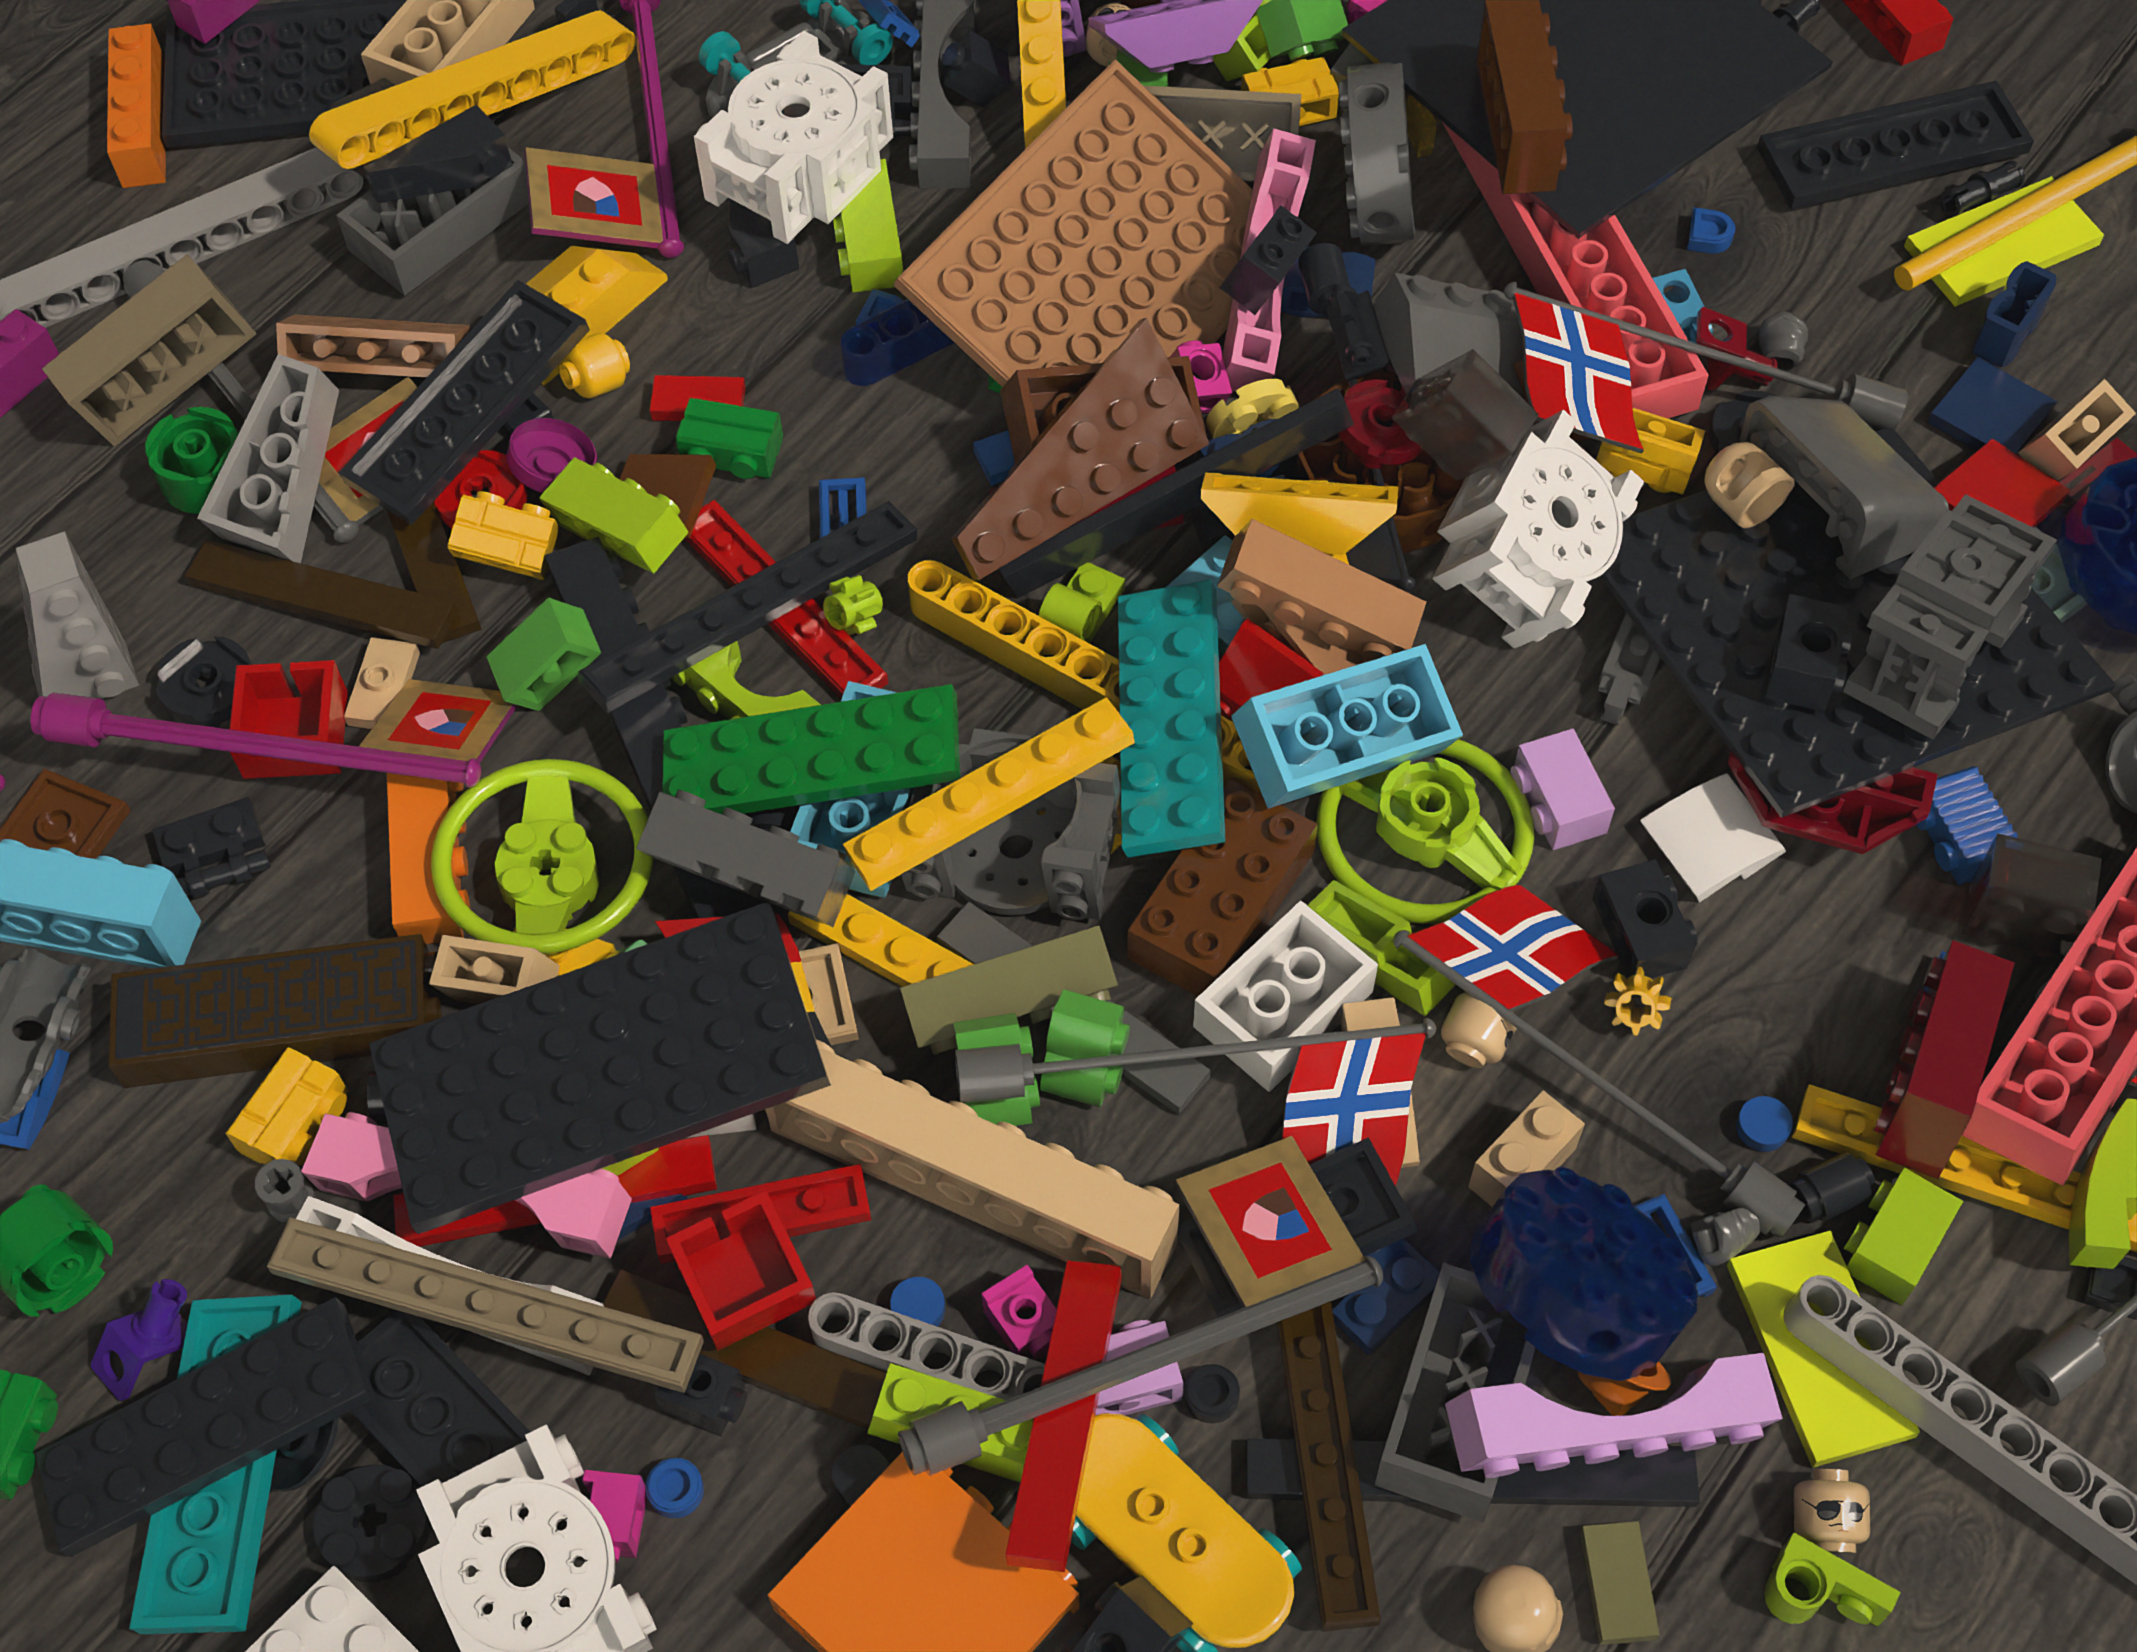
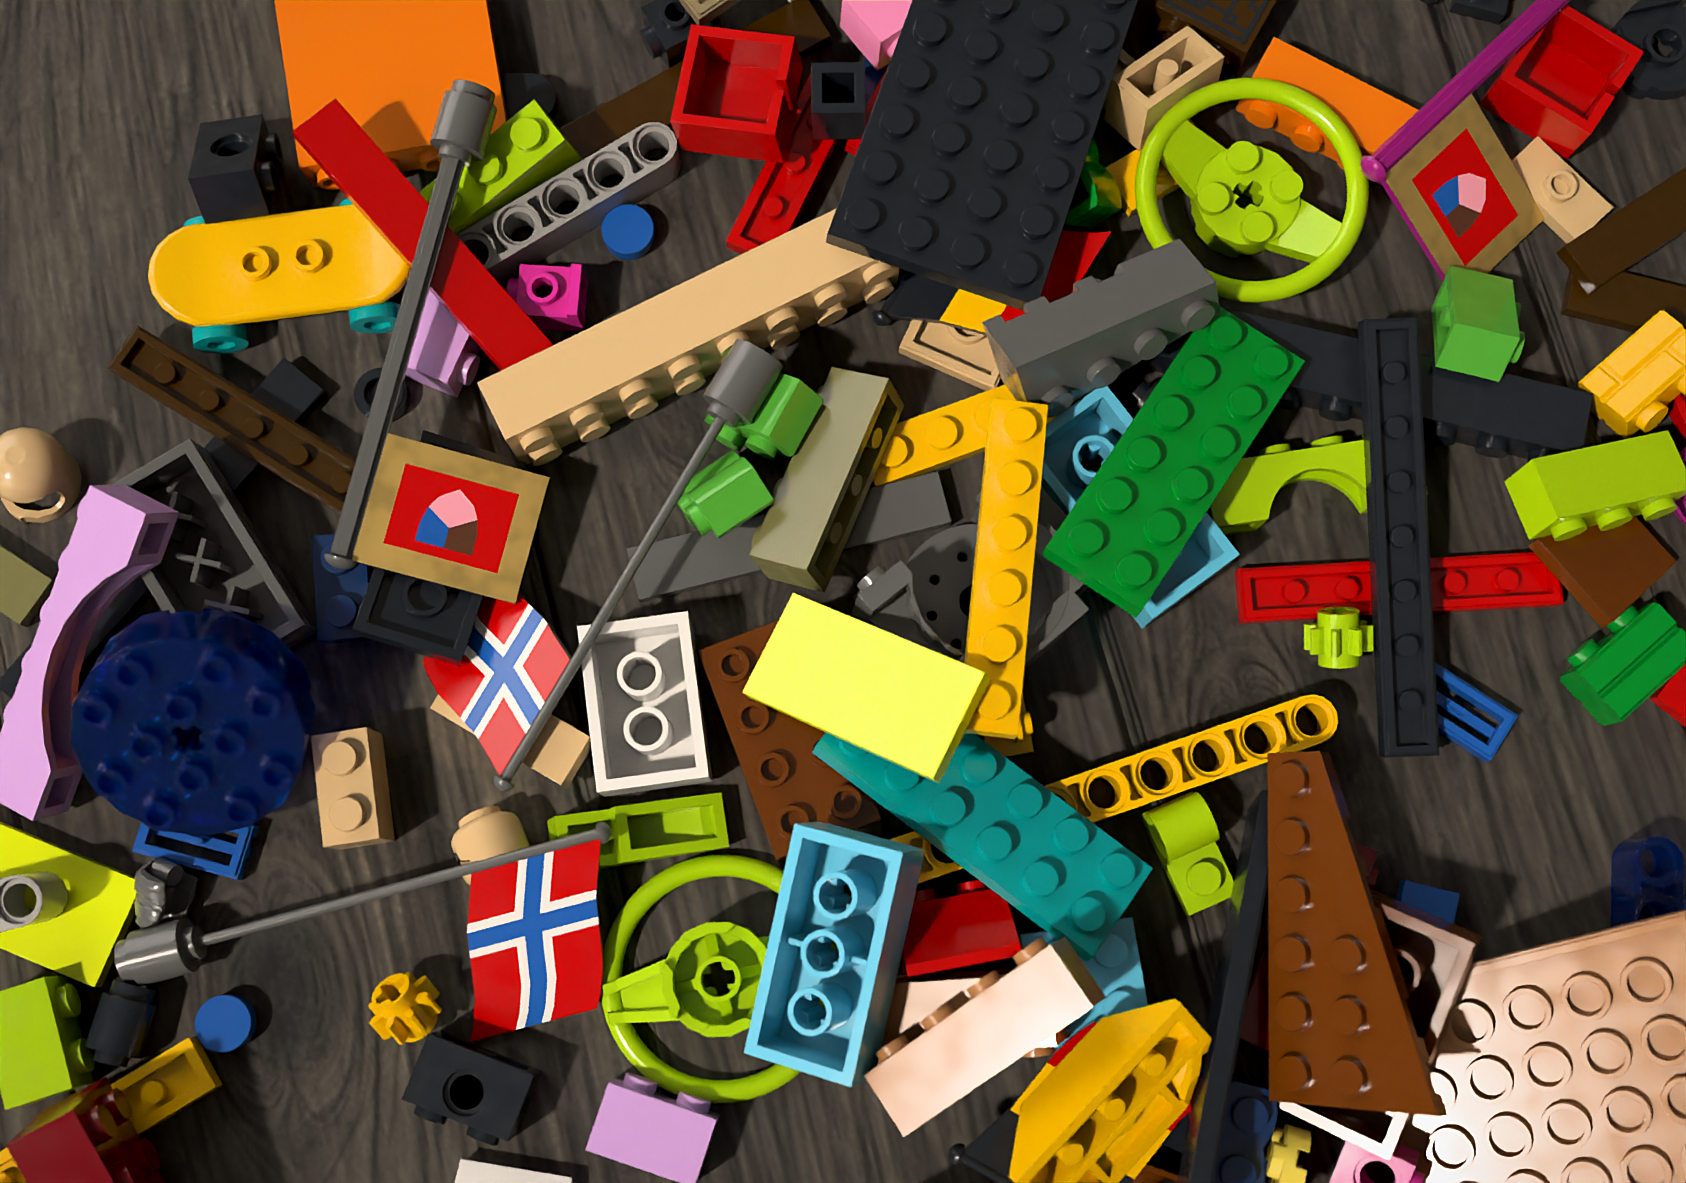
camera: 125 degrees right, 20 degrees up
(689, 1186) = (838, 100): none -> black brick
(1153, 819) = (867, 687): none -> neon yellow tile

